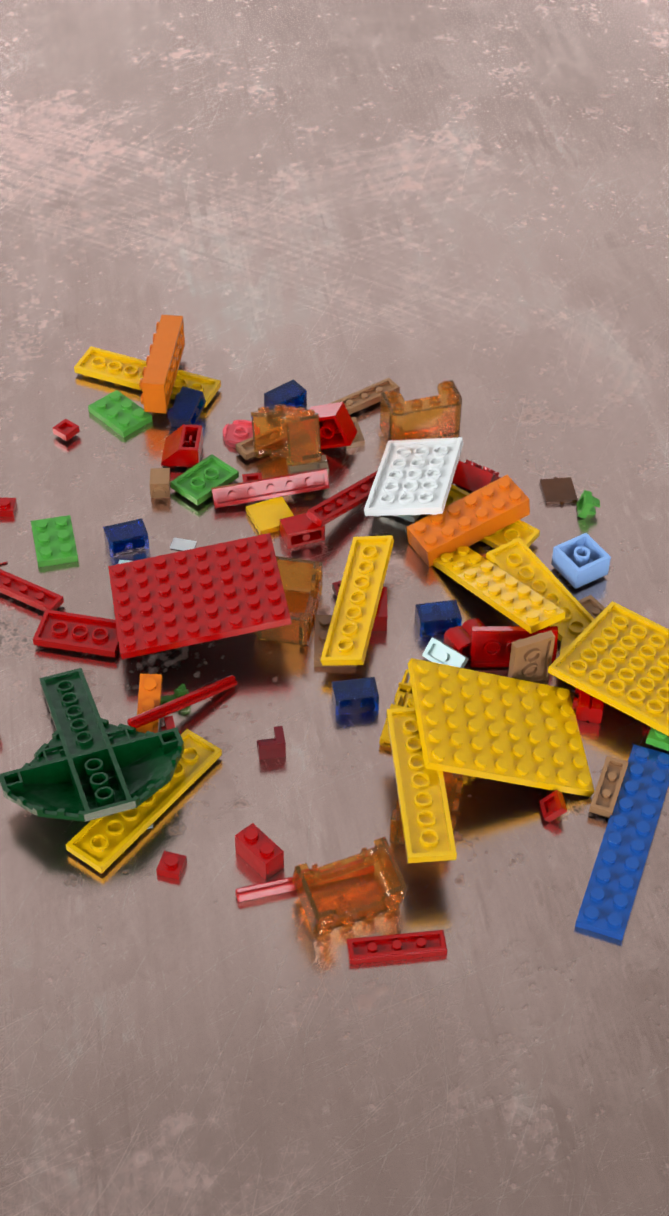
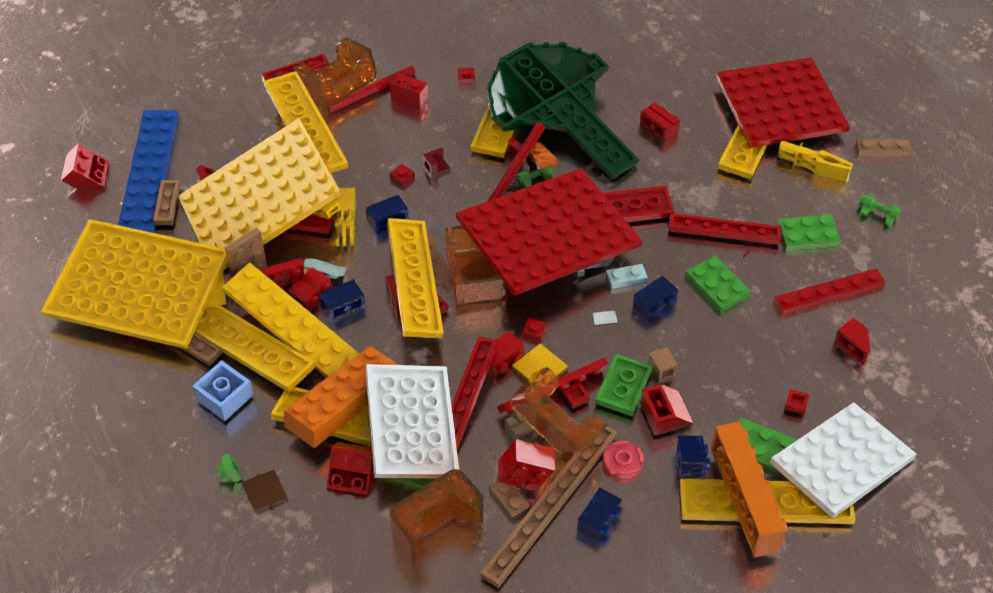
camera: 160 degrees right, 5 degrees up
(65, 380) = (843, 459): none -> white plate
(316, 747) = (402, 174): none -> red plate

